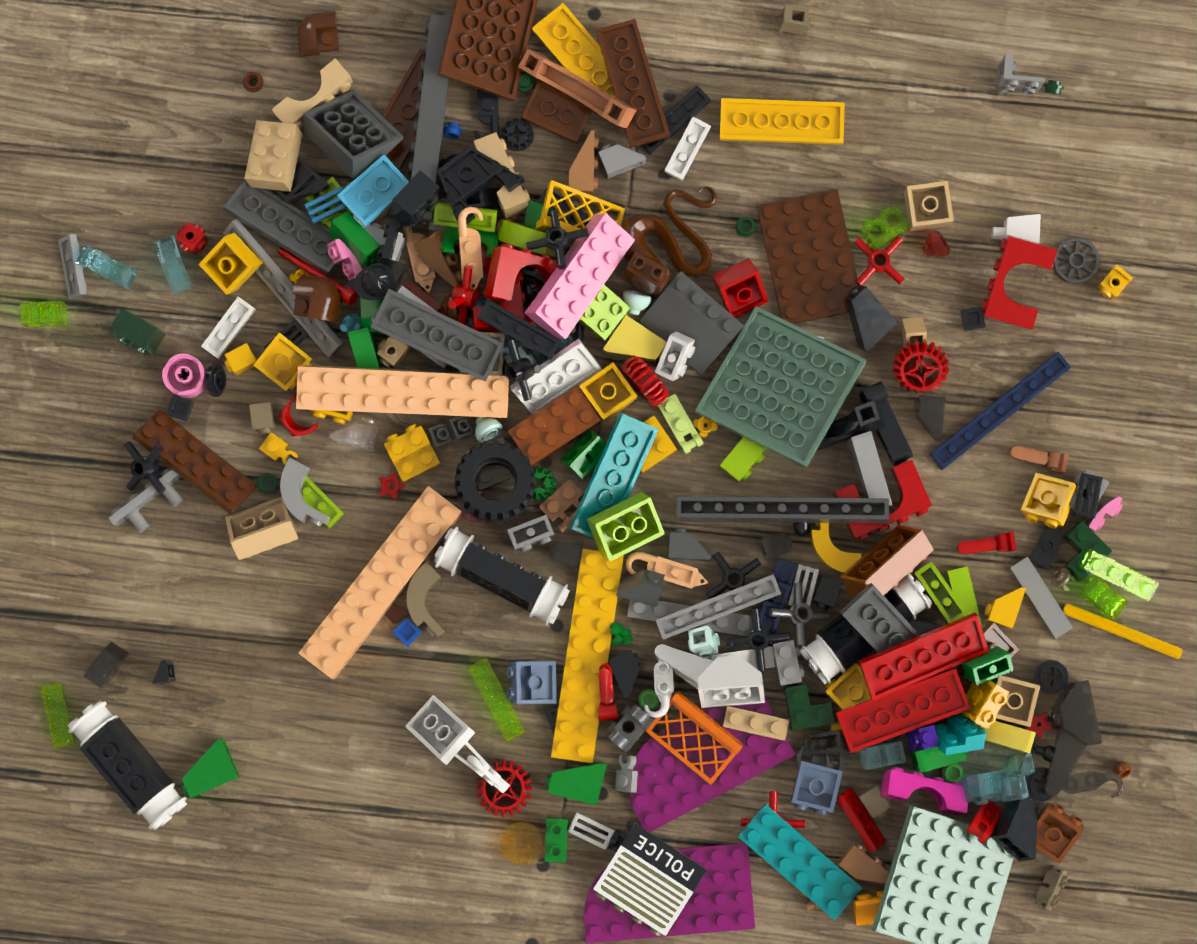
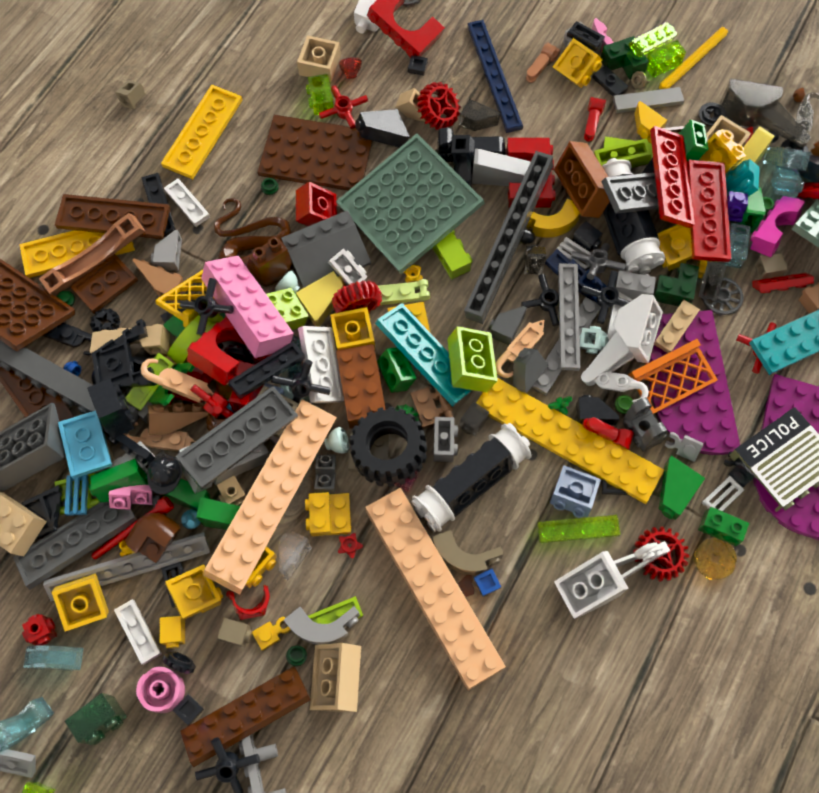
camera: 65 degrees left, 15 degrees down
(816, 788) = (746, 303): sand blue plate -> none

